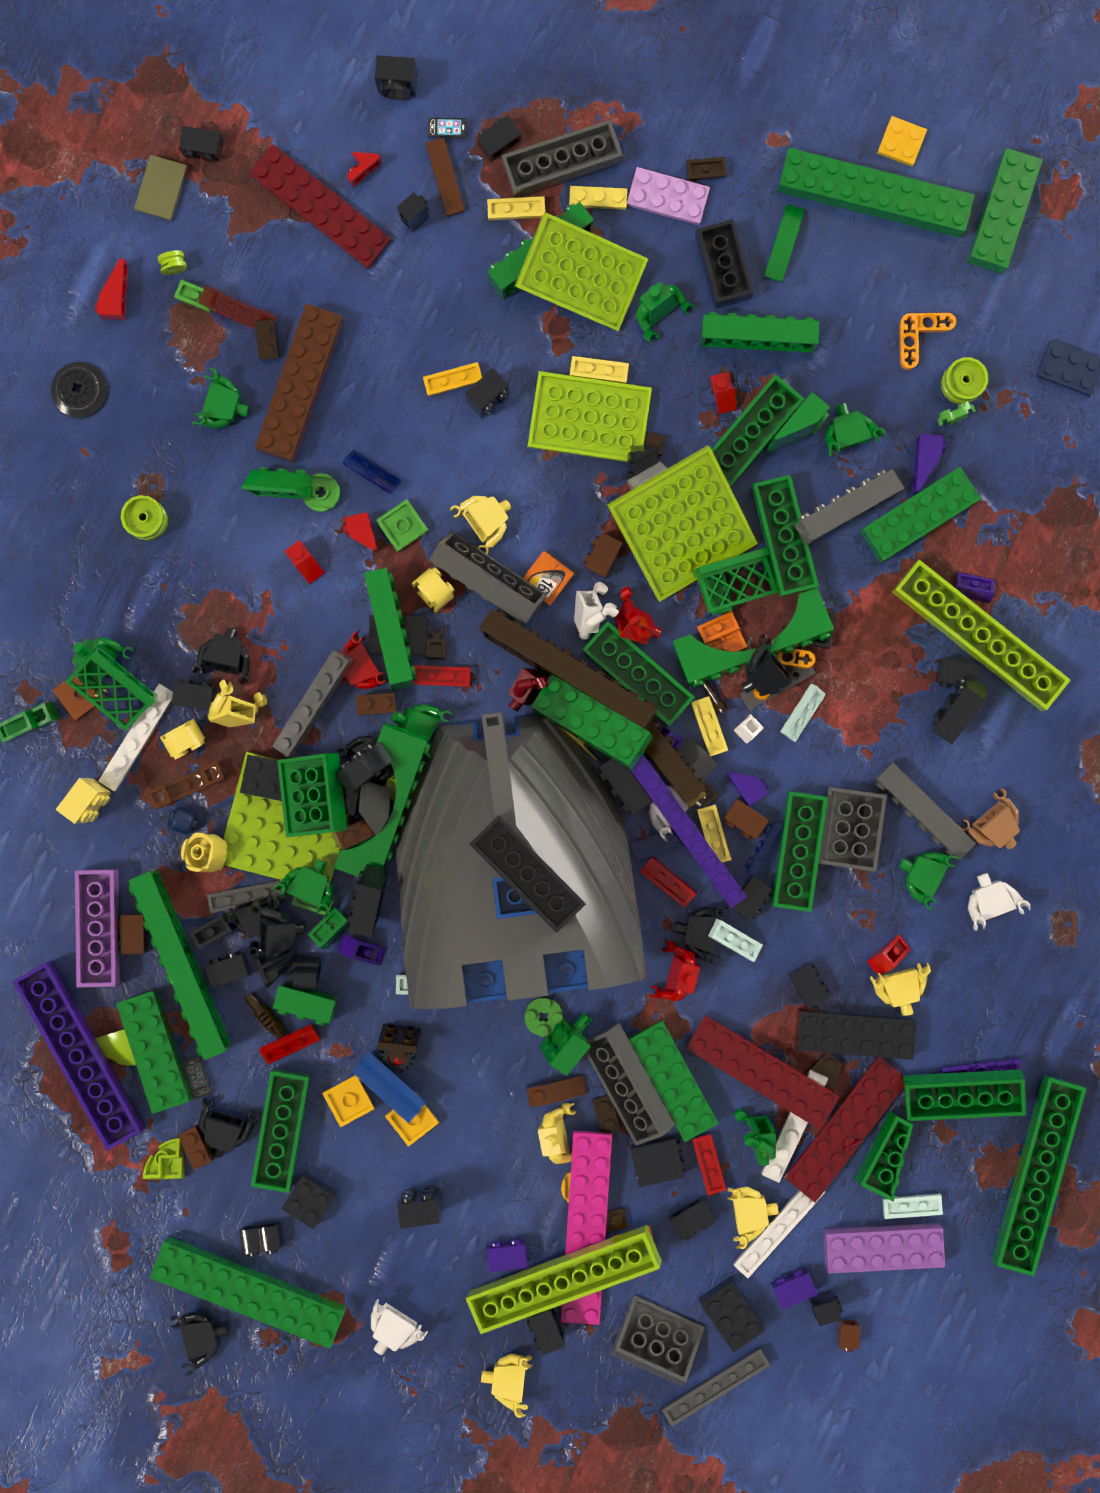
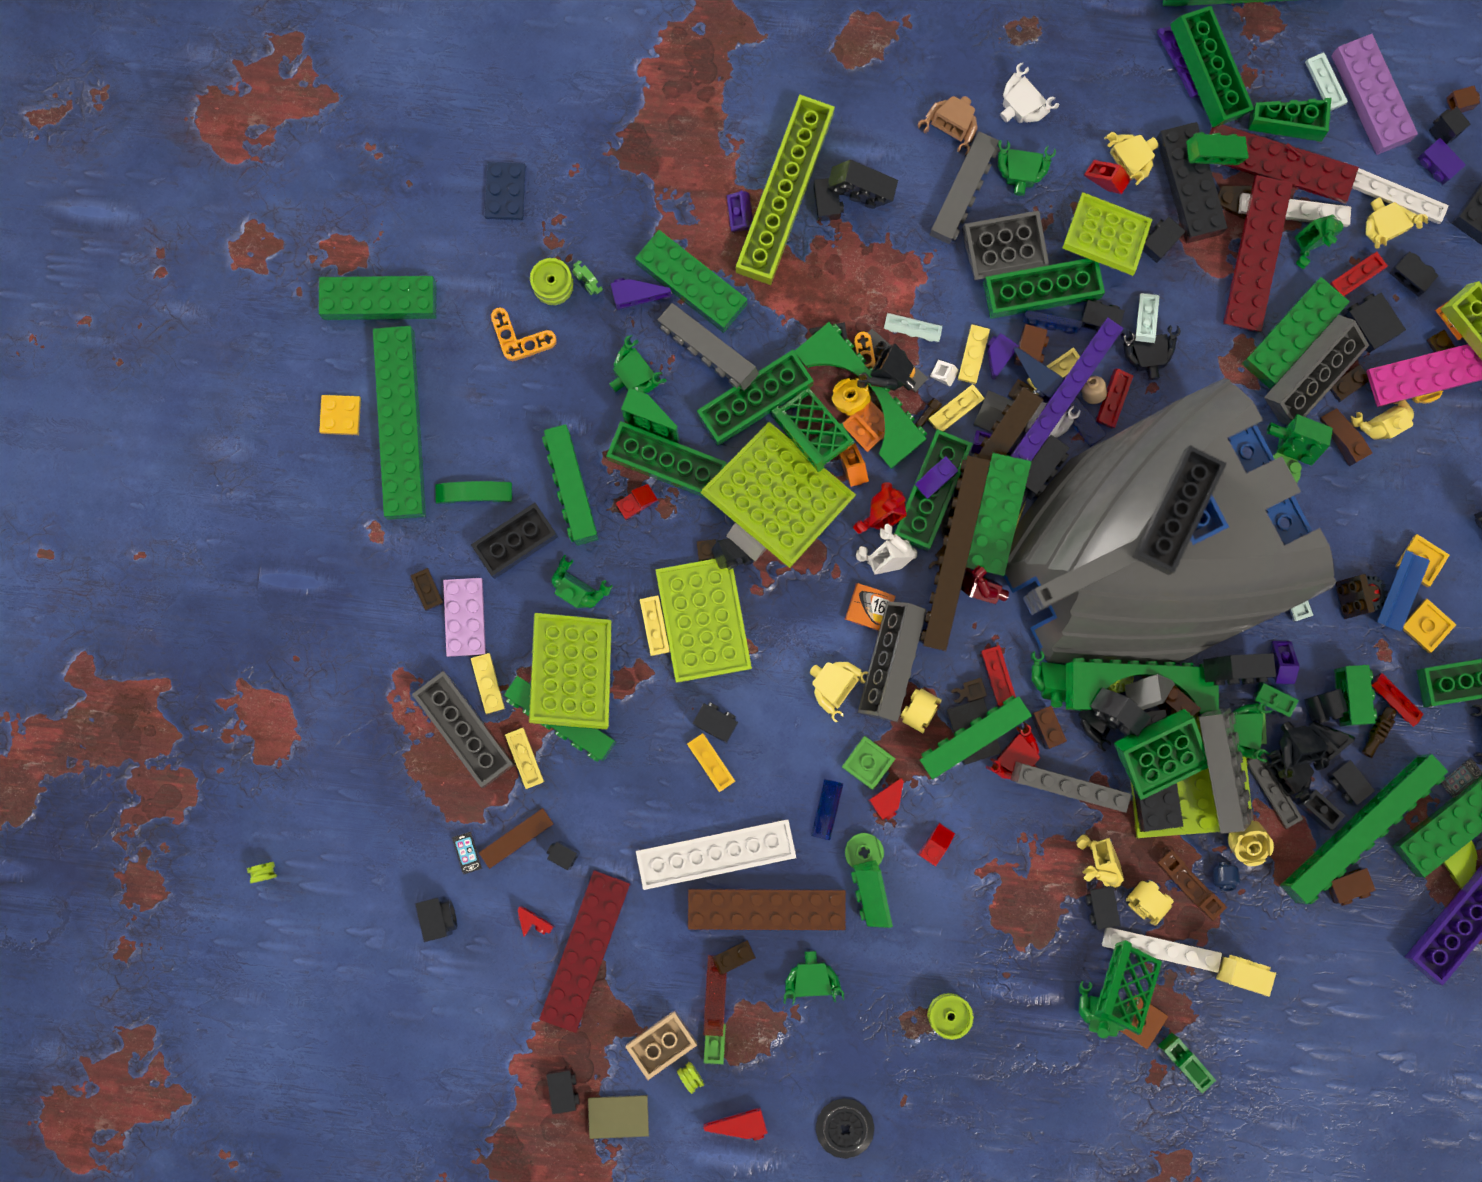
camera: 115 degrees left, 5 degrees down
(97, 928) = (1359, 922): medium lavender brick -> none
(210, 245) = (661, 1045): none -> tan brick
(224, 654) = (1054, 890): black torso -> none
(277, 850) = (1225, 770): none -> dark grey brick
(366, 355) = (715, 854): none -> white plate
(498, 138) = (461, 798): black brick -> none
(603, 555) = (831, 562): reddish brown brick -> none
(647, 678) = (936, 477): none -> dark purple slope
(682, 864) = (1094, 390): none -> tan head
(682, 974) = (1197, 355): red torso -> none
(687, 608) = (854, 466): none -> orange slope
(713, 815) = (1041, 376): none -> dark blue slope
(746, 627) = (850, 405): none -> yellow plate
(757, 763) = (973, 354): none -> light yellow plate
(831, 931) = (1107, 234): none -> lime plate
(879, 1067) = (1217, 149): none -> green brick

